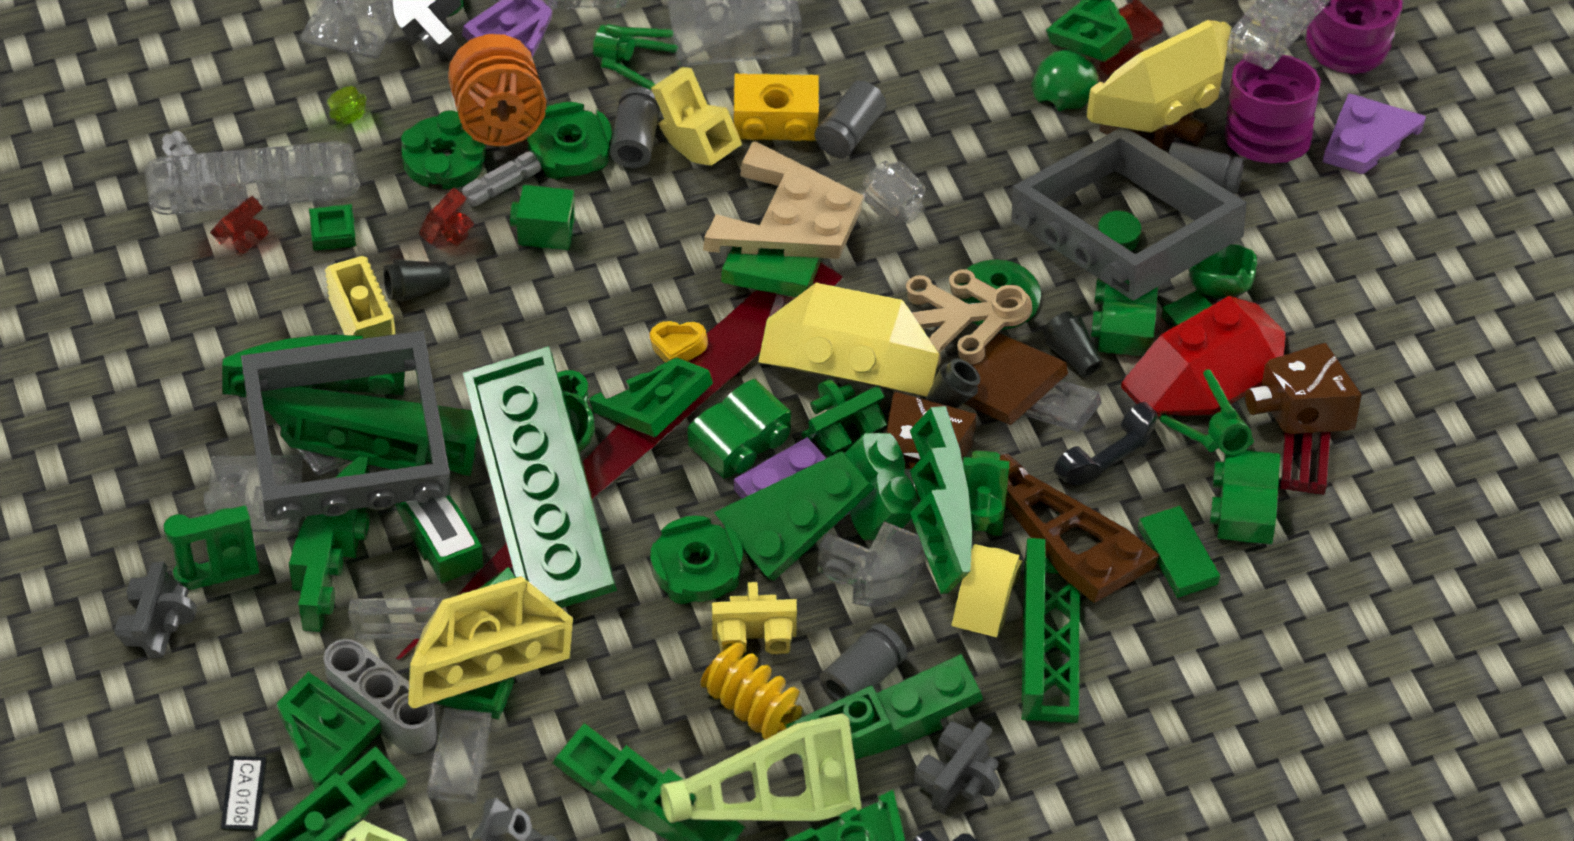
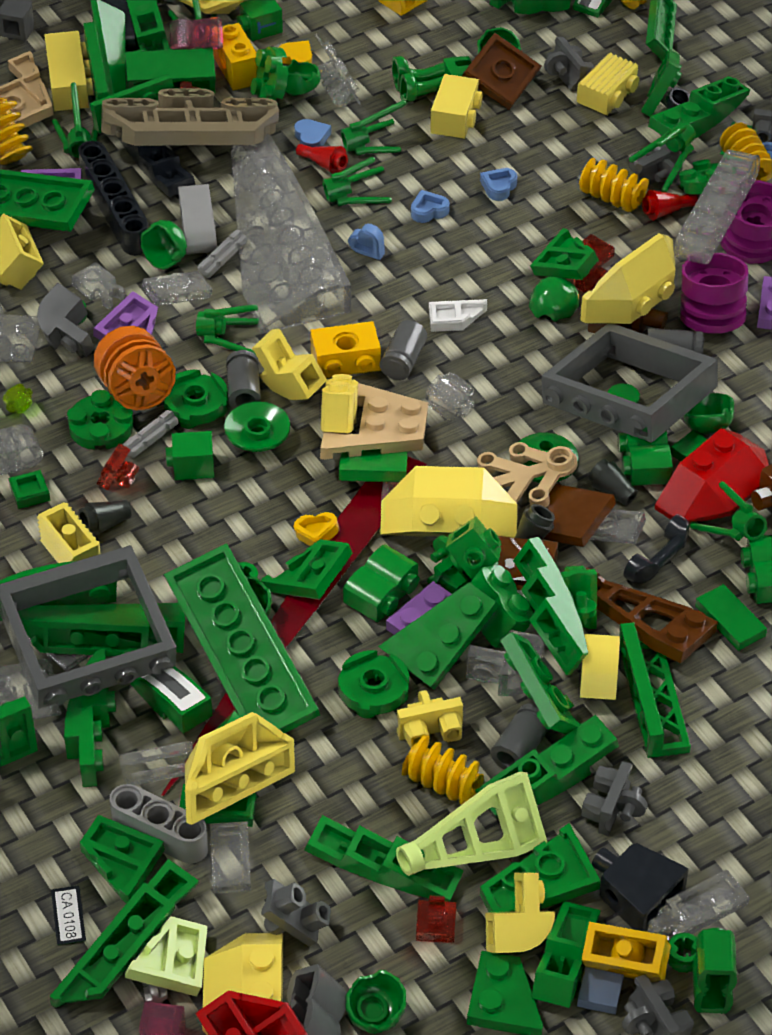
camera: 10 degrees left, 5 degrees down
(636, 192) = (257, 426): none -> green dish
(745, 181) = (339, 404): none -> light yellow brick
(861, 404) = (473, 547): none -> green brick
(896, 589) = (536, 684): none -> green wing
(932, 80) = (455, 314): none -> white tile

